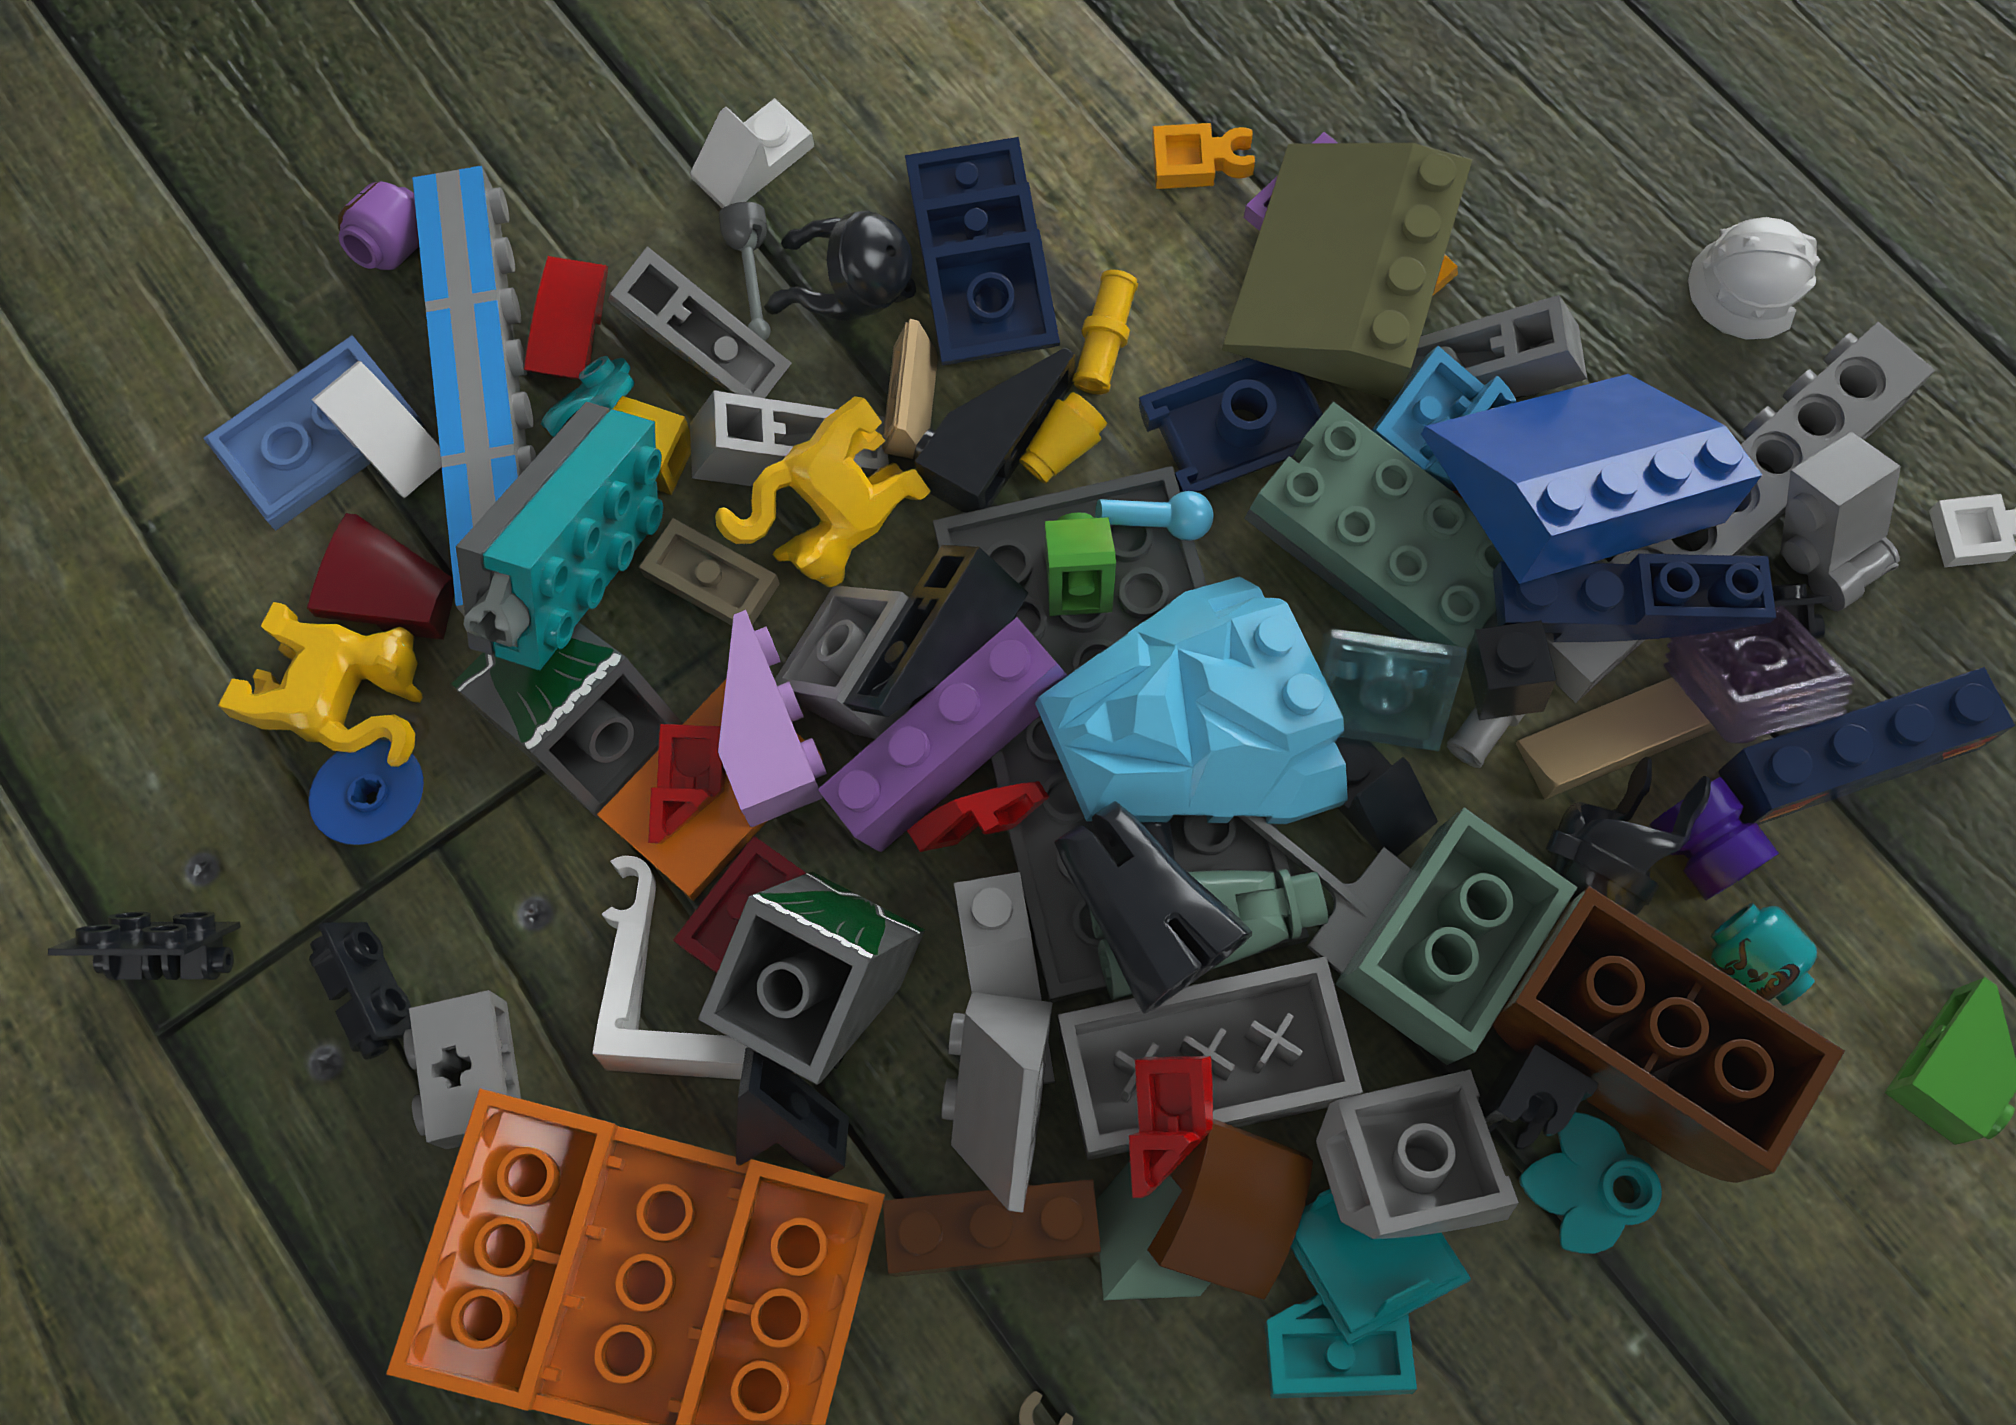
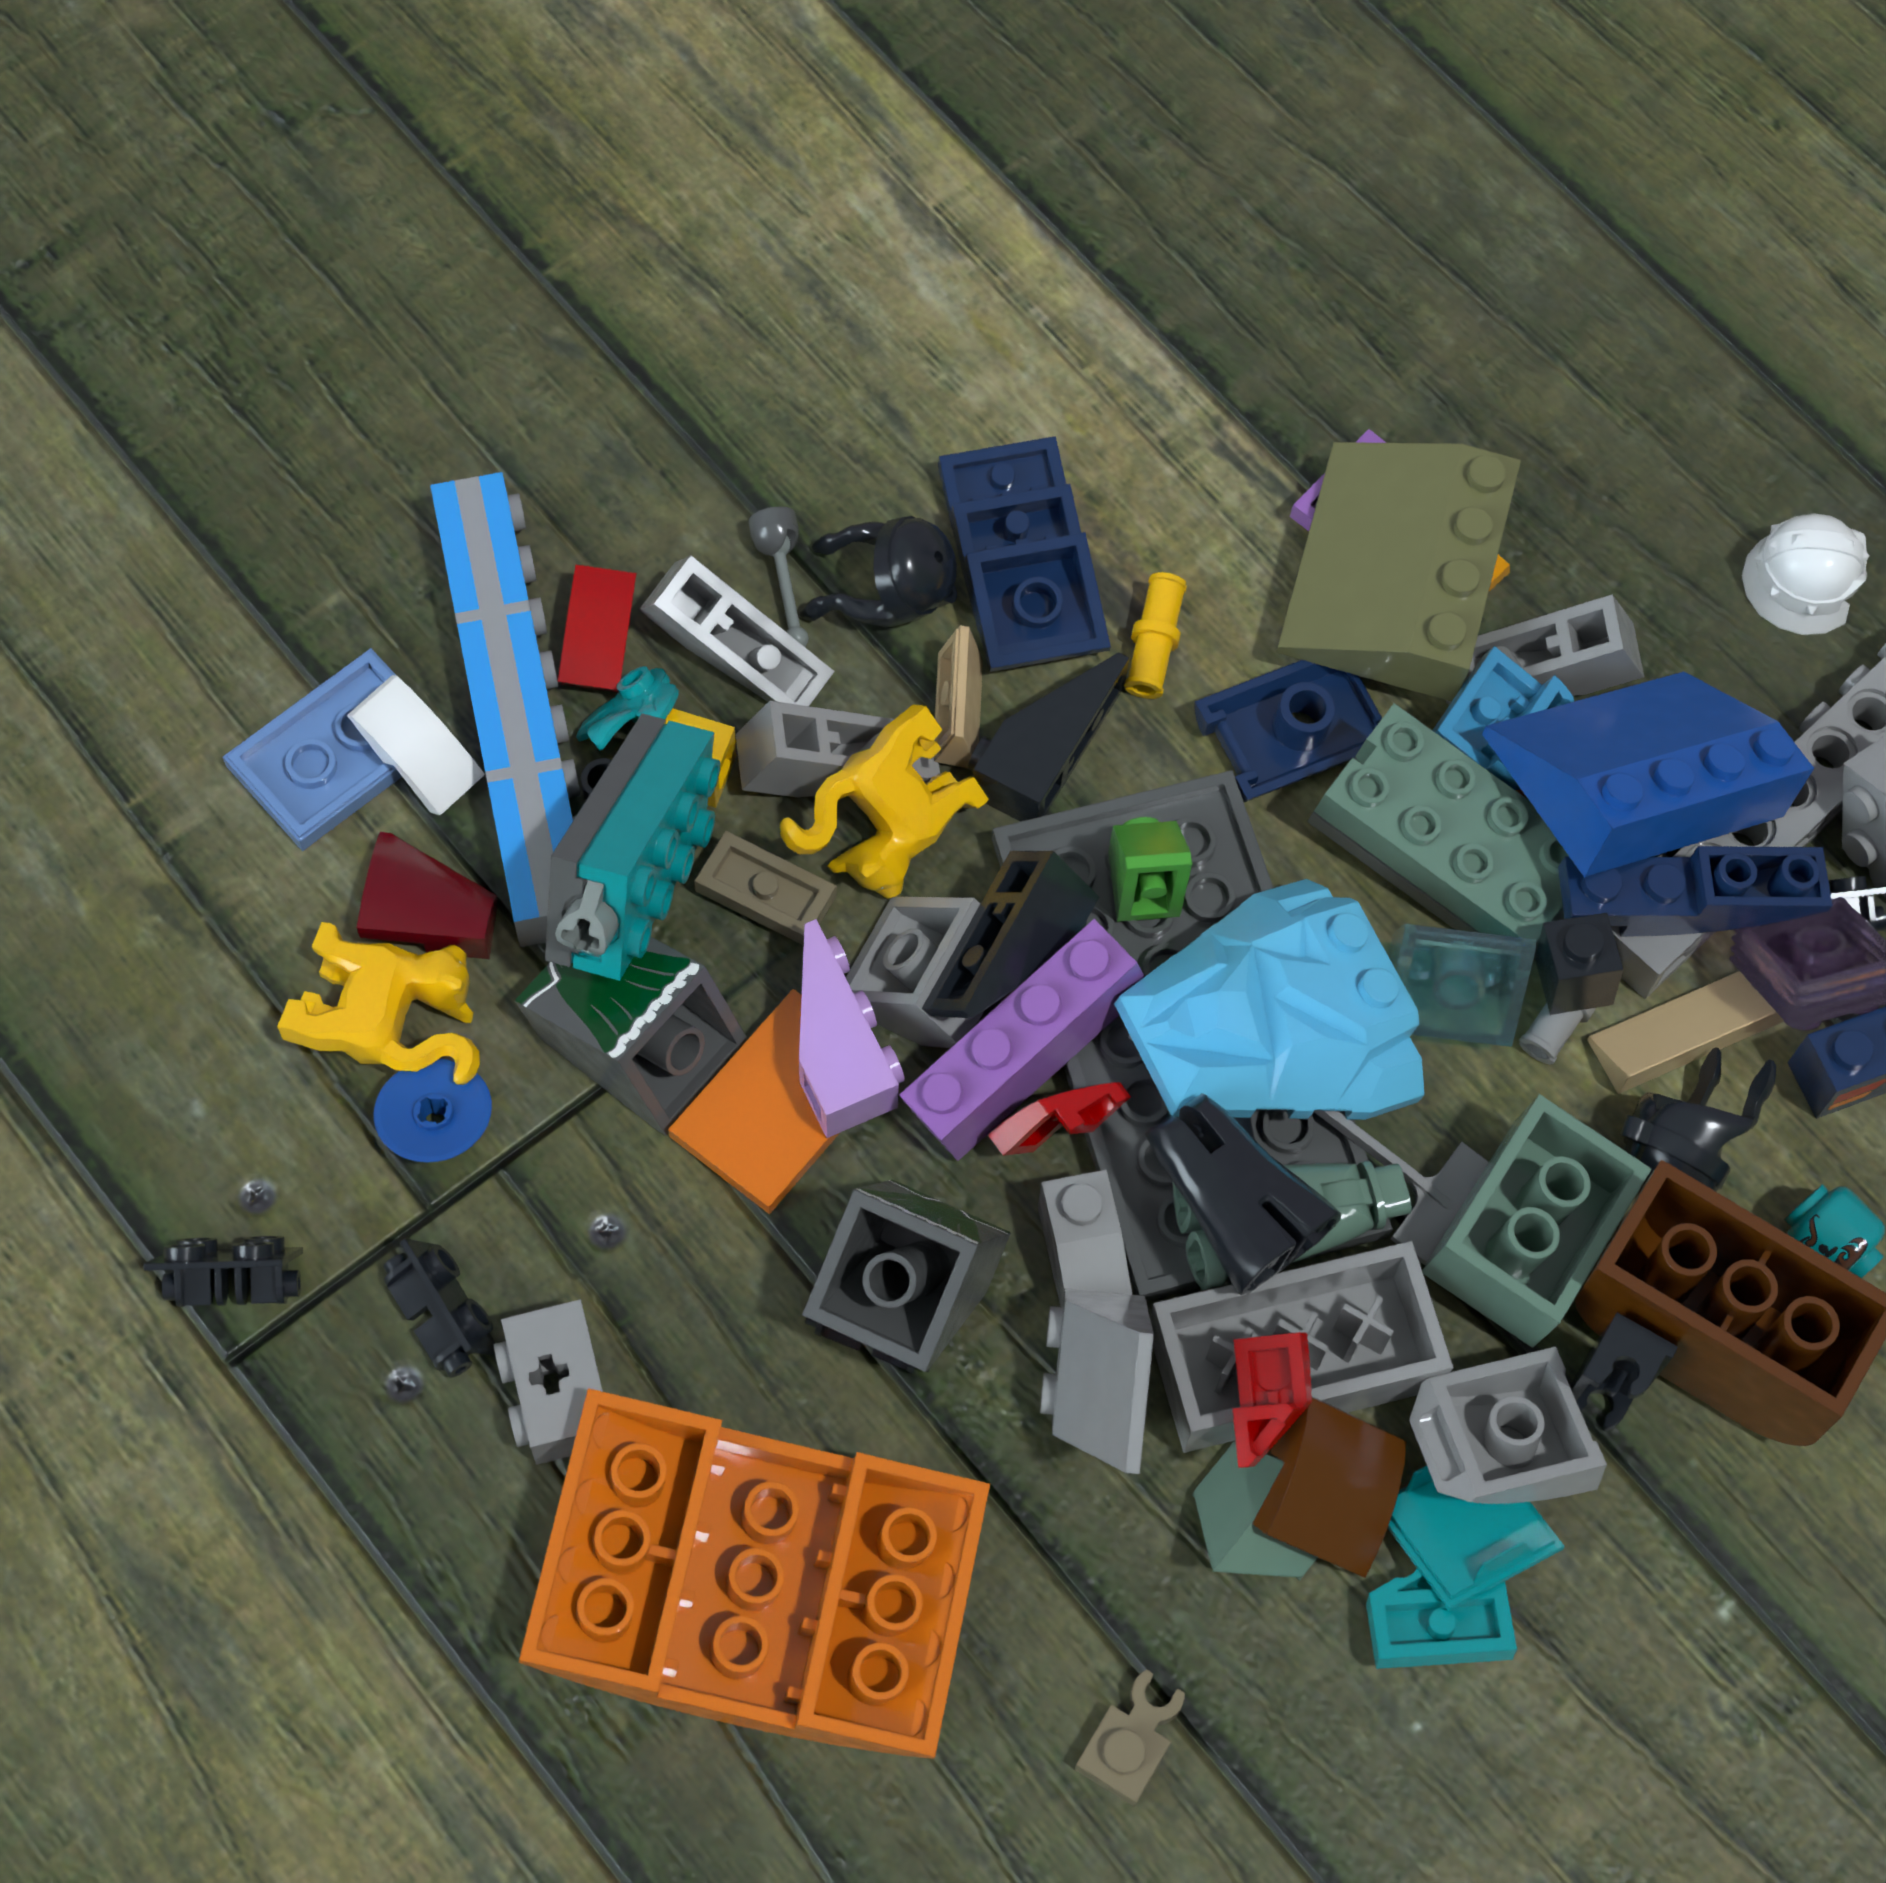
camera: 10 degrees left, 5 degrees down
(379, 226) = (395, 535): medium lavender head -> none
(617, 1037) = (760, 1357): white hinge -> none
(687, 777) = (760, 1086): red slope -> none
(715, 920) = (810, 1222): dark red plate -> none
(748, 155) = (773, 455): white slope -> none
(787, 1111) = (882, 1404): black slope -> none
(979, 1231) = (1097, 1515): reddish brown brick -> none
(1063, 437) = (1120, 742): yellow cone -> none
(1184, 515) = (1248, 819): medium azure bar -> none
(1190, 155) = (1234, 455): light orange plate -> none
(1383, 798) = (1460, 1095): black slope -> none
(1582, 1181) = (1667, 1459): teal plate -> none
(1720, 845) = (1788, 1130): dark purple wheel -> none

